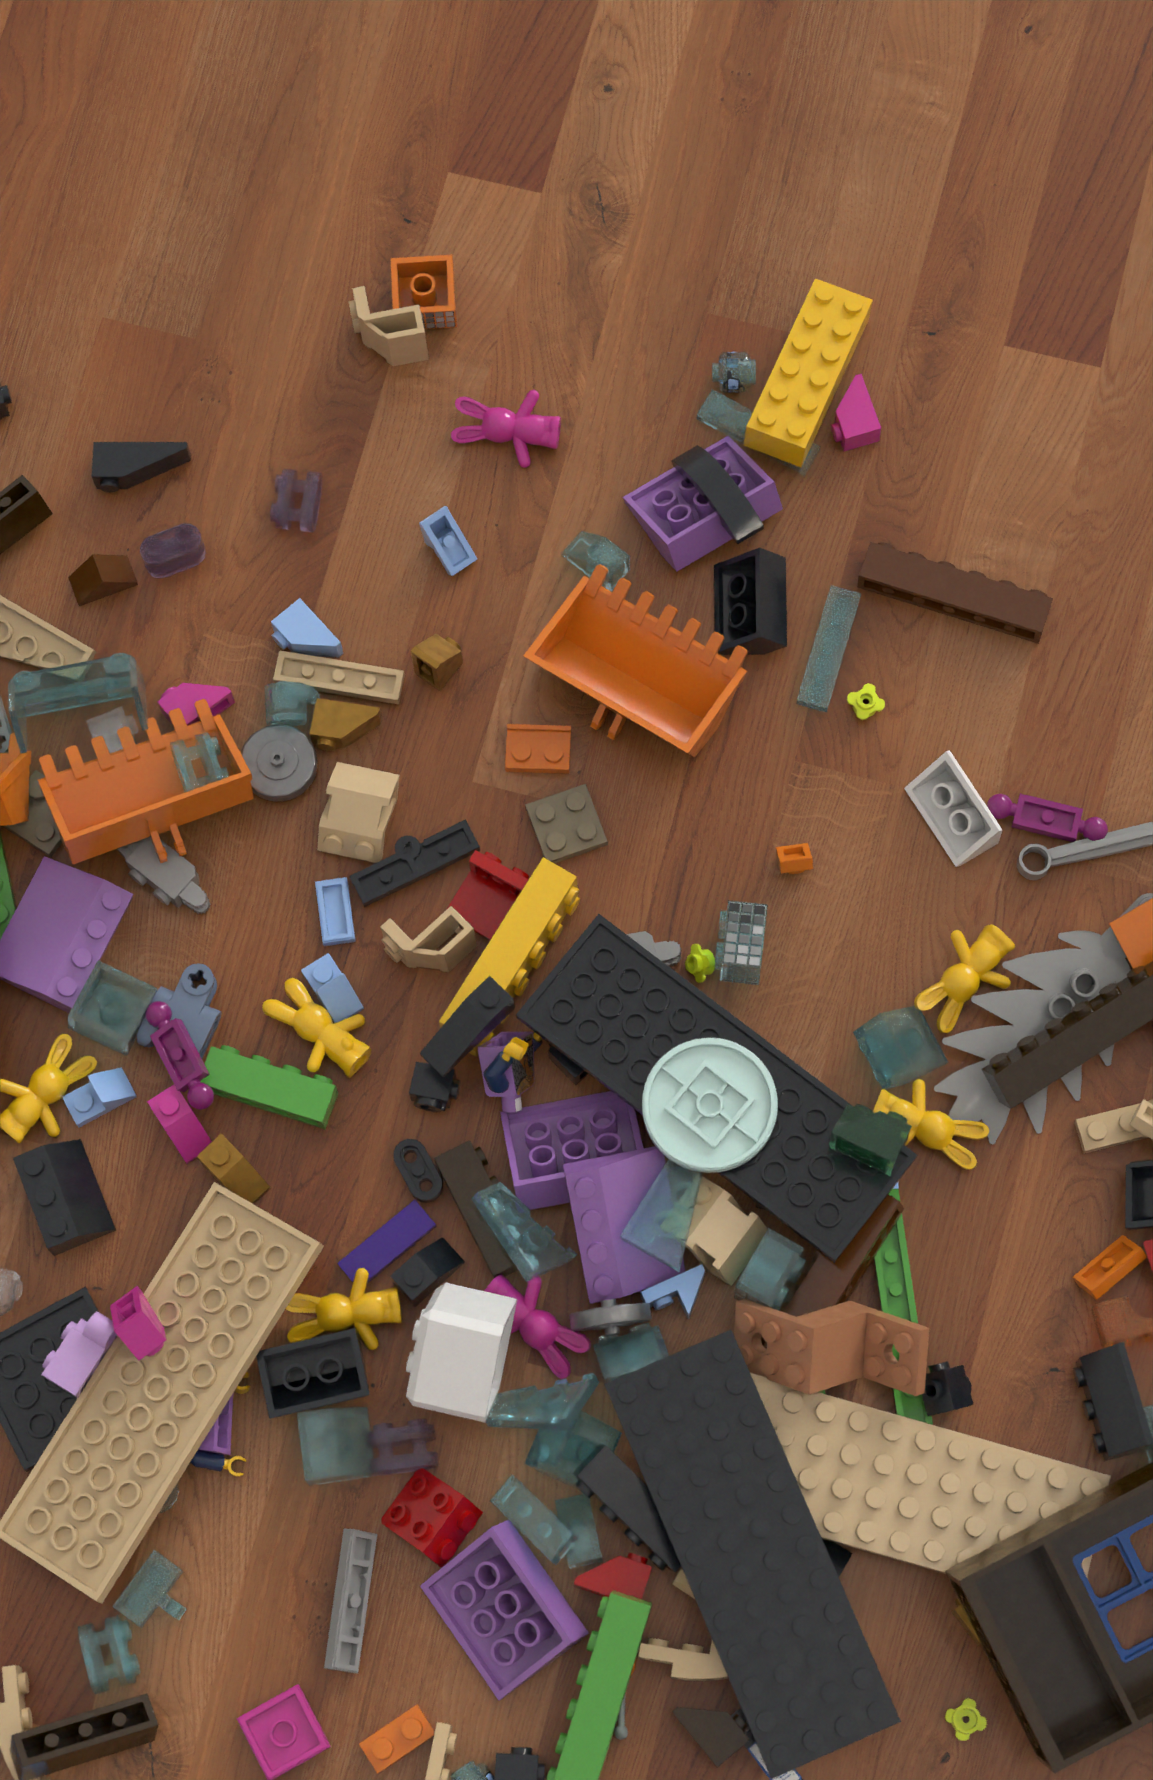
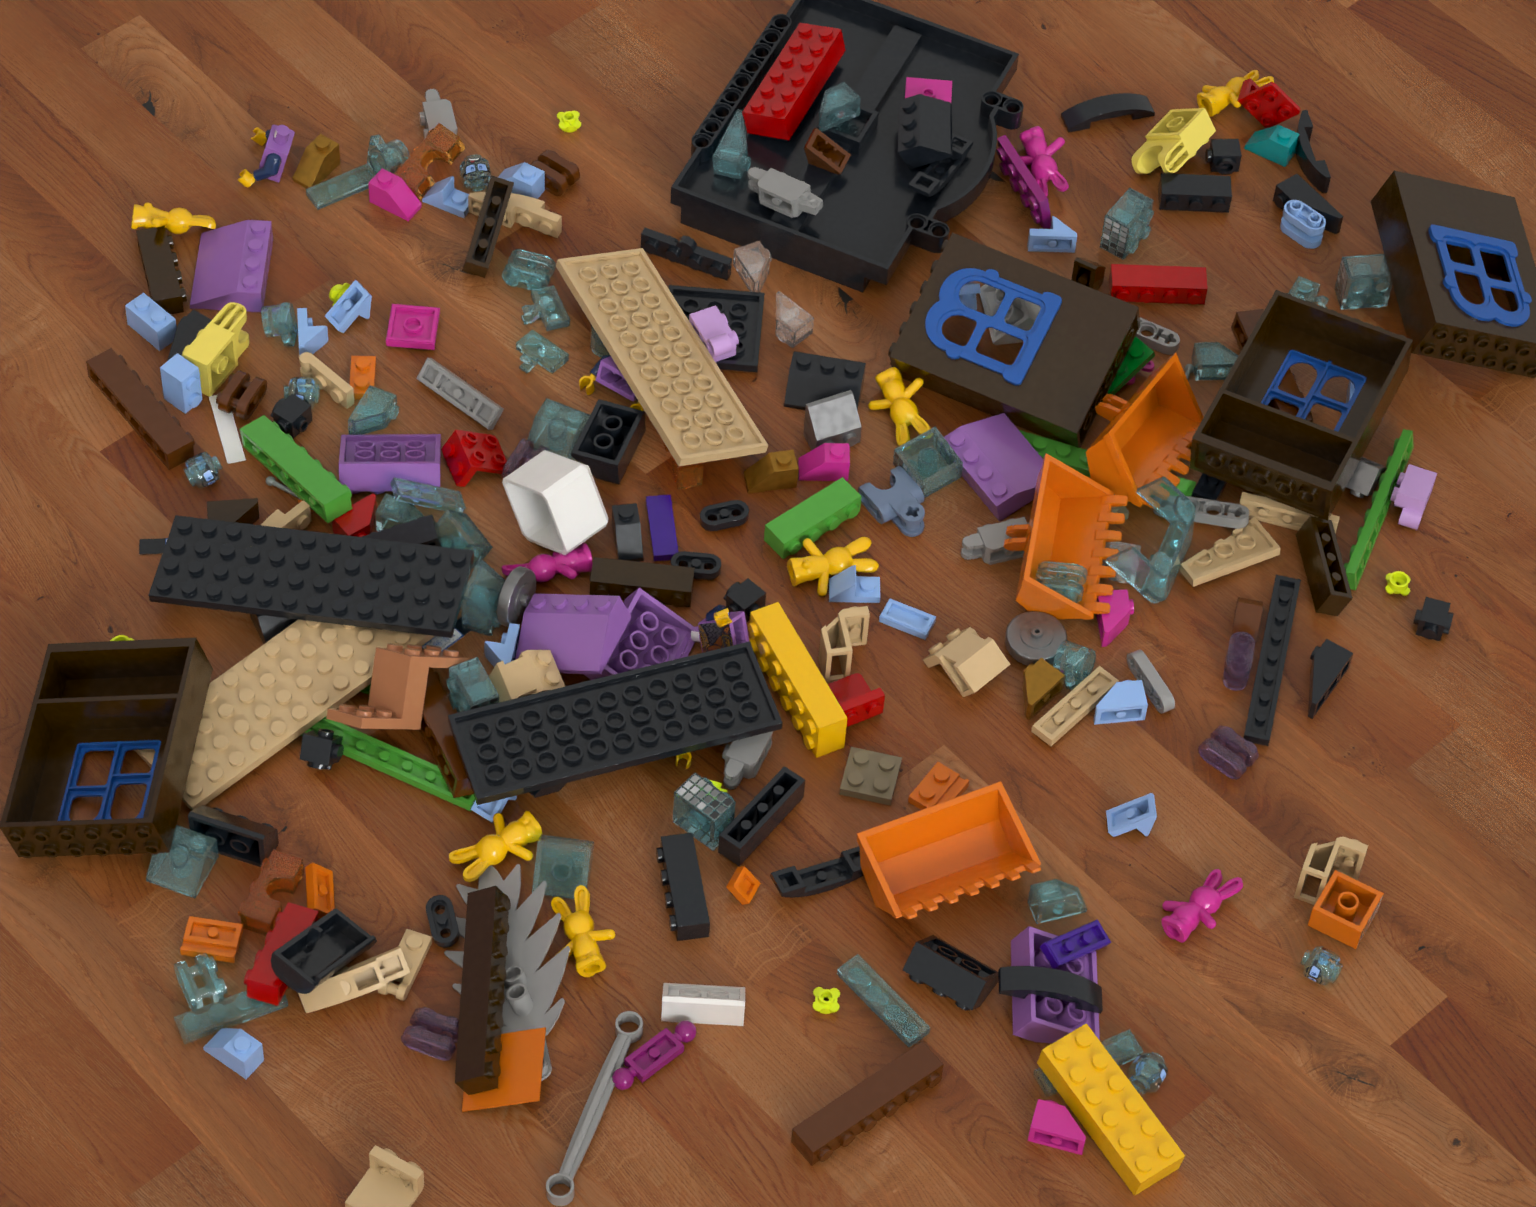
camera: 115 degrees right, 20 degrees down
(99, 1096) = (876, 438): light blue slope -> none
(125, 1142) = (832, 421): none -> flat silver slope
(137, 525) = (1271, 660): none -> black plate
(137, 1324) = (707, 357): dark pink slope -> none
(179, 1055) = (866, 474): magenta plate -> none
(221, 1555) = (540, 351): none -> clear light blue plate
(256, 622) = (1152, 682): none -> light grey beam
(328, 1186) = (723, 515): none -> black plate
(338, 1312) = (637, 478): yellow animal -> none
(414, 862) = (908, 675): black hinge -> none
(436, 660) = (1044, 758): pearl gold slope -> none
(445, 1681) = (373, 412): none -> clear light blue slope
(468, 1026) = (761, 610): black slope -> none
(500, 286) = (1321, 965): none -> clear light blue head
(524, 1240) = (609, 576): clear light blue wing -> none
(542, 1409) = (491, 532): clear light blue wing -> none
(643, 505) = (1075, 944): none -> dark purple tile
(665, 1215) = (554, 647): clear light blue wing -> none
(700, 885) = (761, 816): none -> black brick
(709, 1105) = (602, 701): light aqua plate -> none
(723, 792) = (819, 877): none -> black slope
(838, 913) = (684, 887): none -> black brick
(871, 1137) = (506, 762): clear green slope -> none
(1050, 1121) = (444, 922): none -> black plate

